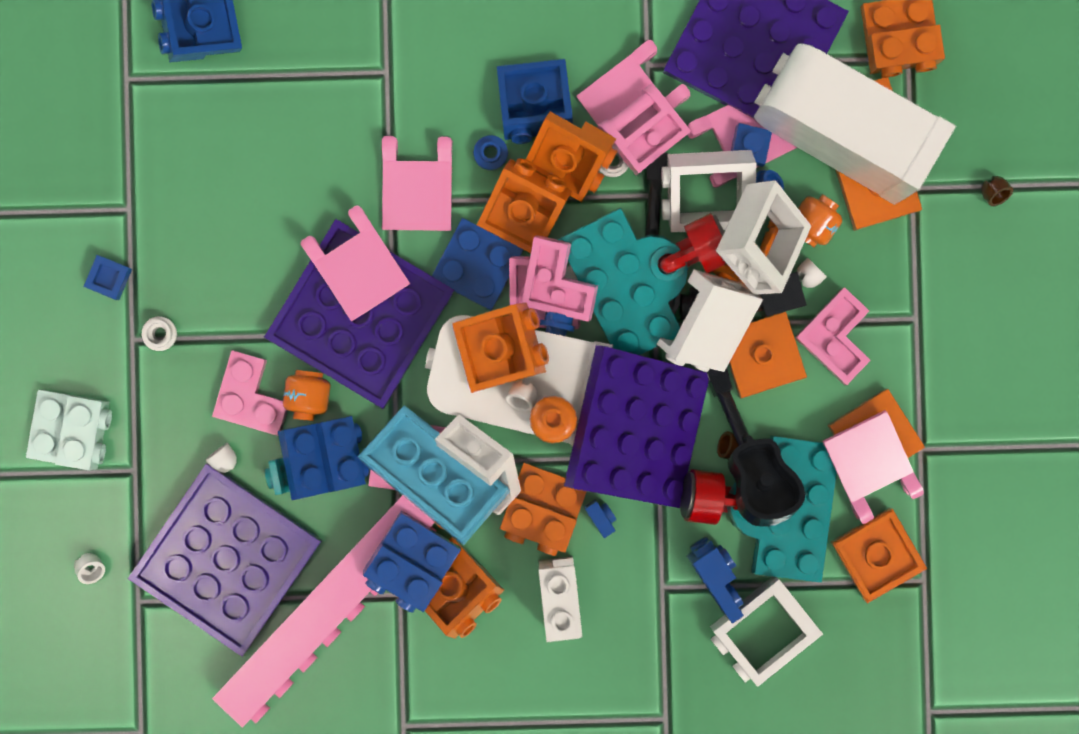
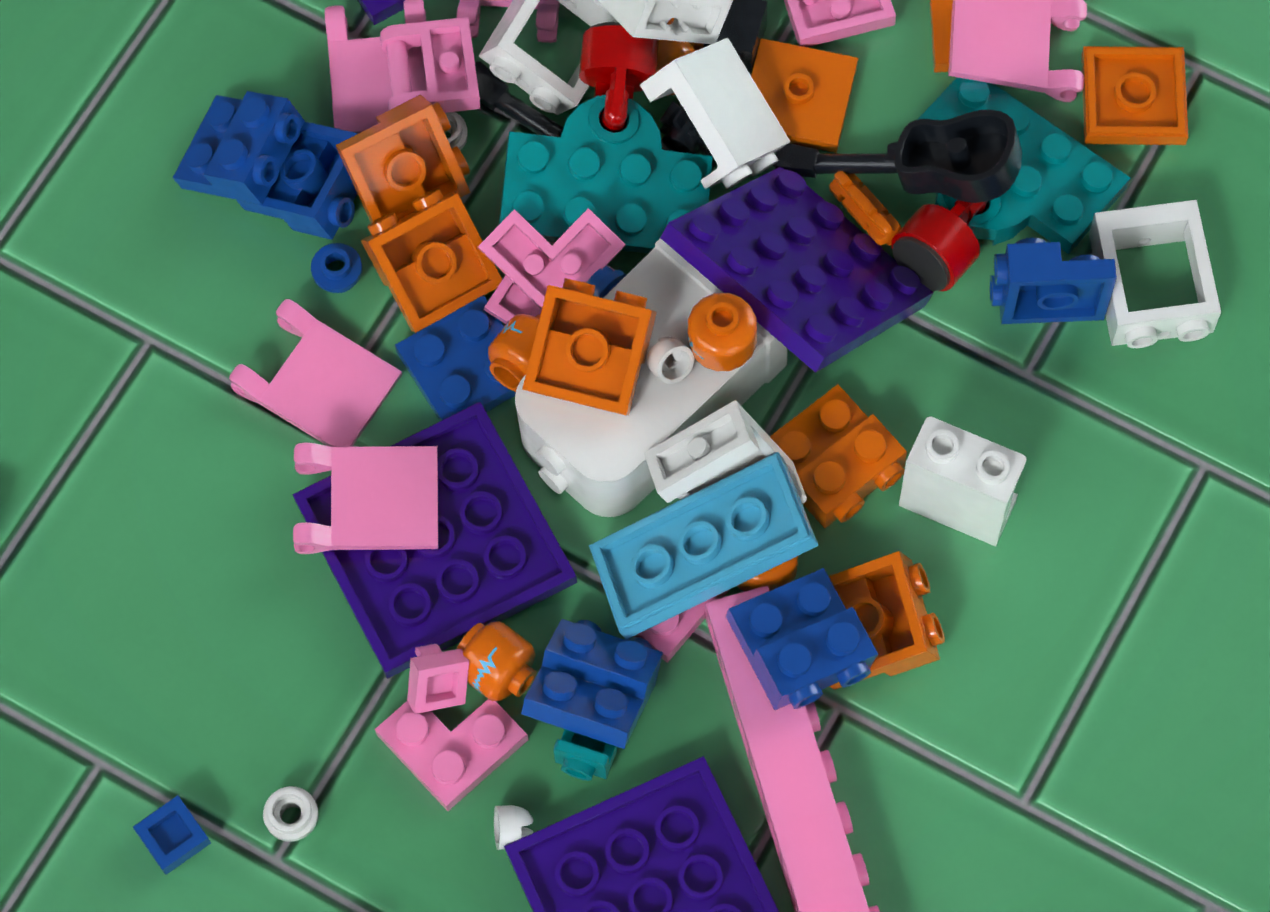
camera: 60 degrees left, 20 degrees down
(274, 368) = (437, 679): none -> bright pink tile
(491, 295) = (512, 350): none -> orange head
(528, 48) = (240, 147): none -> blue plate
(602, 517) = (888, 389): blue plate -> none
(707, 439) = (864, 207): none -> orange axle
(726, 445) = (882, 186): reddish brown hinge -> none

